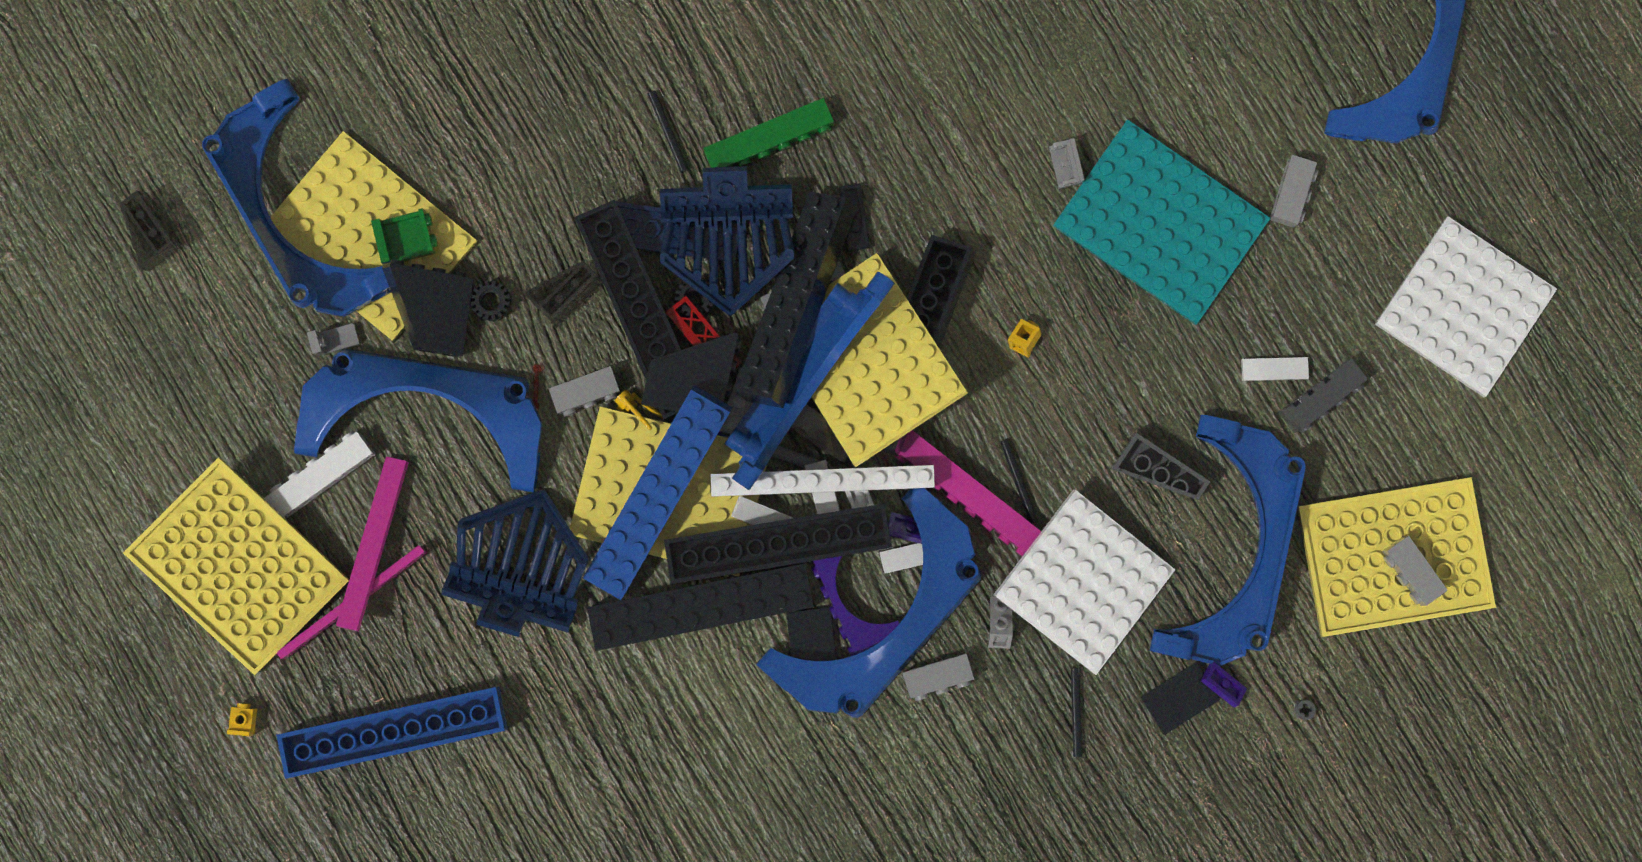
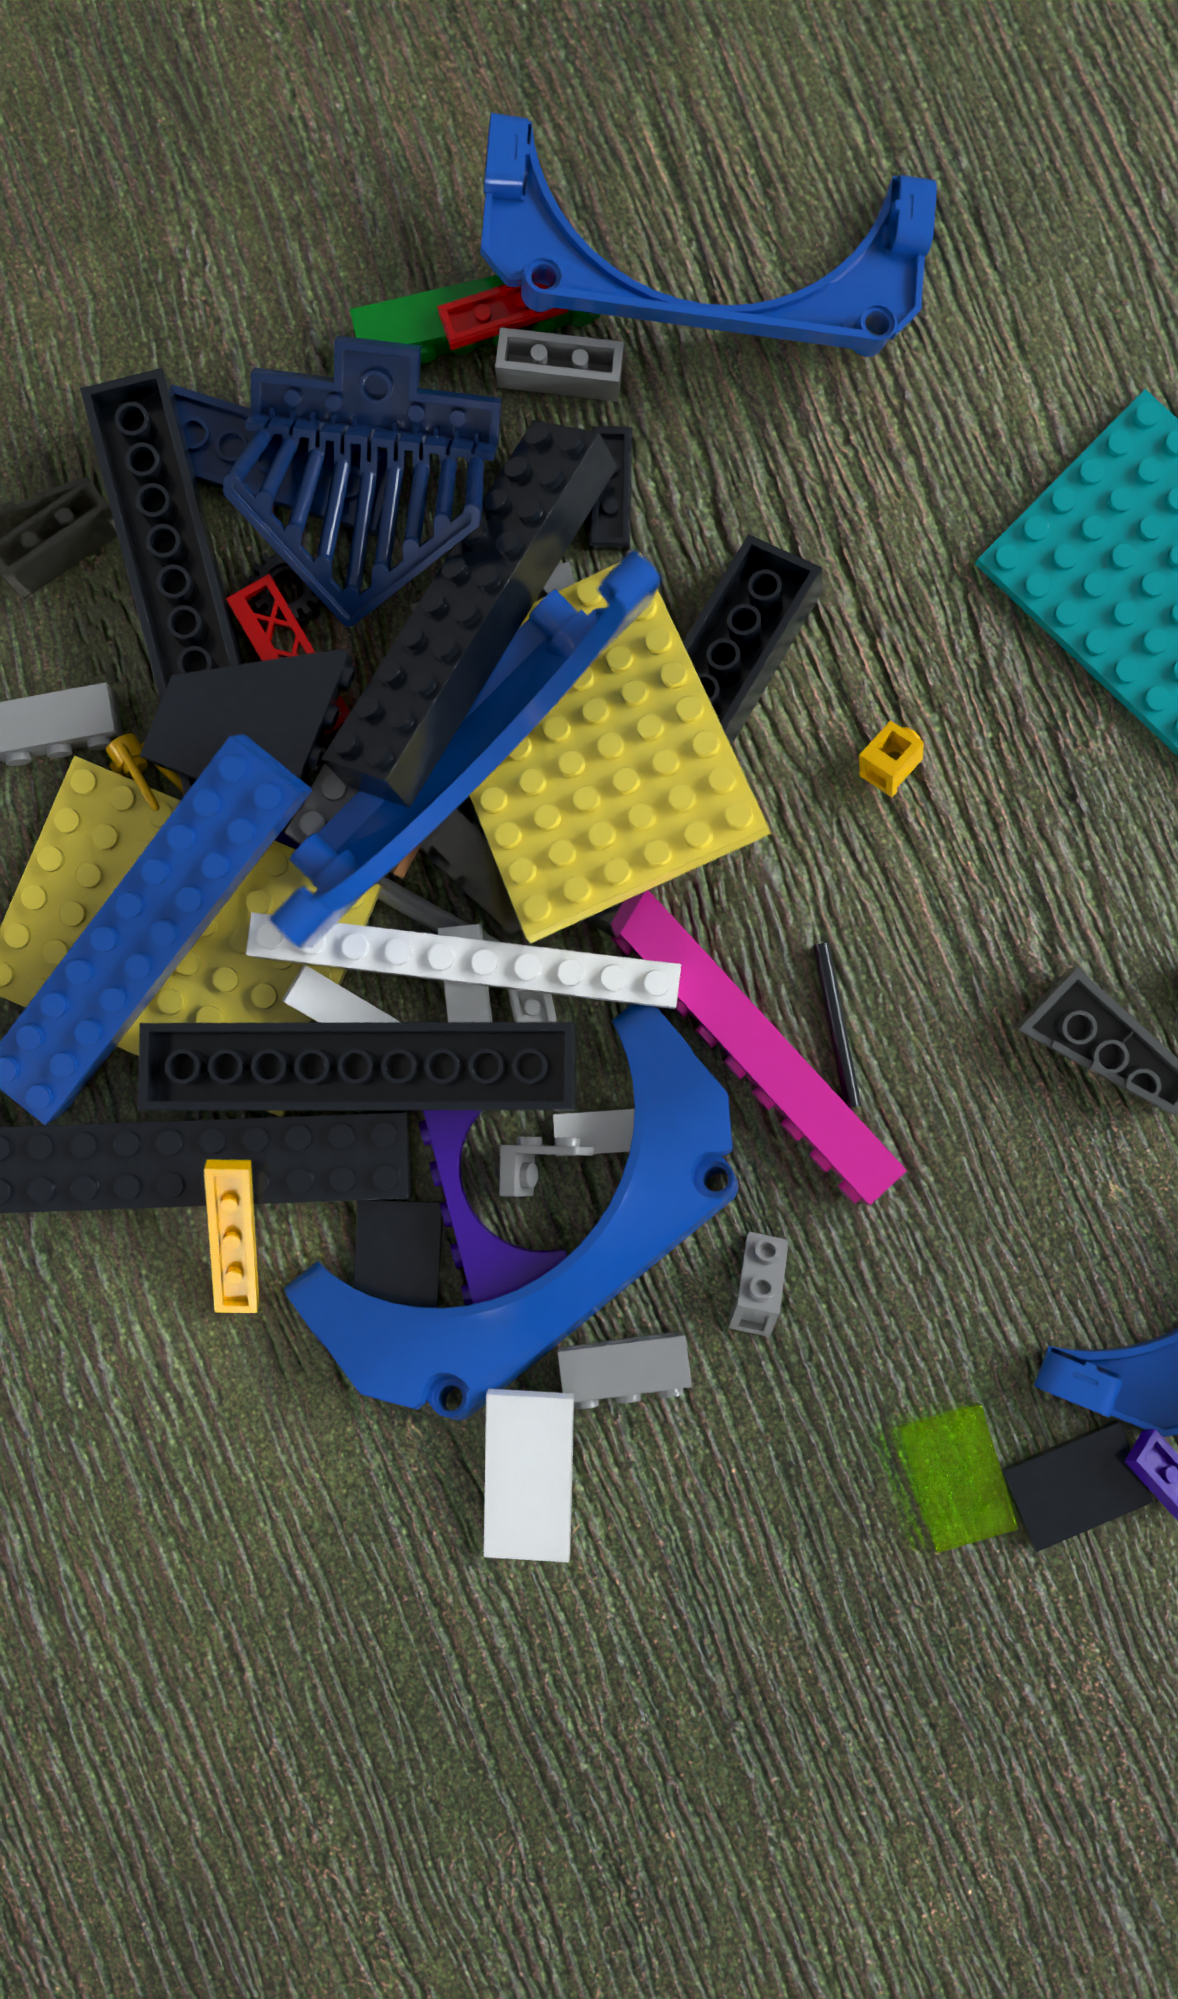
camera: 10 degrees right, 0 degrees up
(668, 131) = (294, 277): black bar -> none
(727, 641) = (232, 1235): none -> yellow plate
(783, 135) = (484, 313): none -> red tile
(797, 102) = (533, 242): none -> blue panel
(817, 158) = (559, 364): none -> light grey brick
(865, 579) = (518, 1164): none -> light grey bracket
(898, 738) = (528, 1475): none -> white tile
(904, 528) = (606, 1076): dark purple plate -> none
(1066, 163) = (1020, 451): light grey hinge -> none
(1076, 712) = (875, 1479): black bar -> none
(1084, 582) = (931, 1234): white plate -> none
(1118, 704) = (958, 1477): none -> clear neon green plate

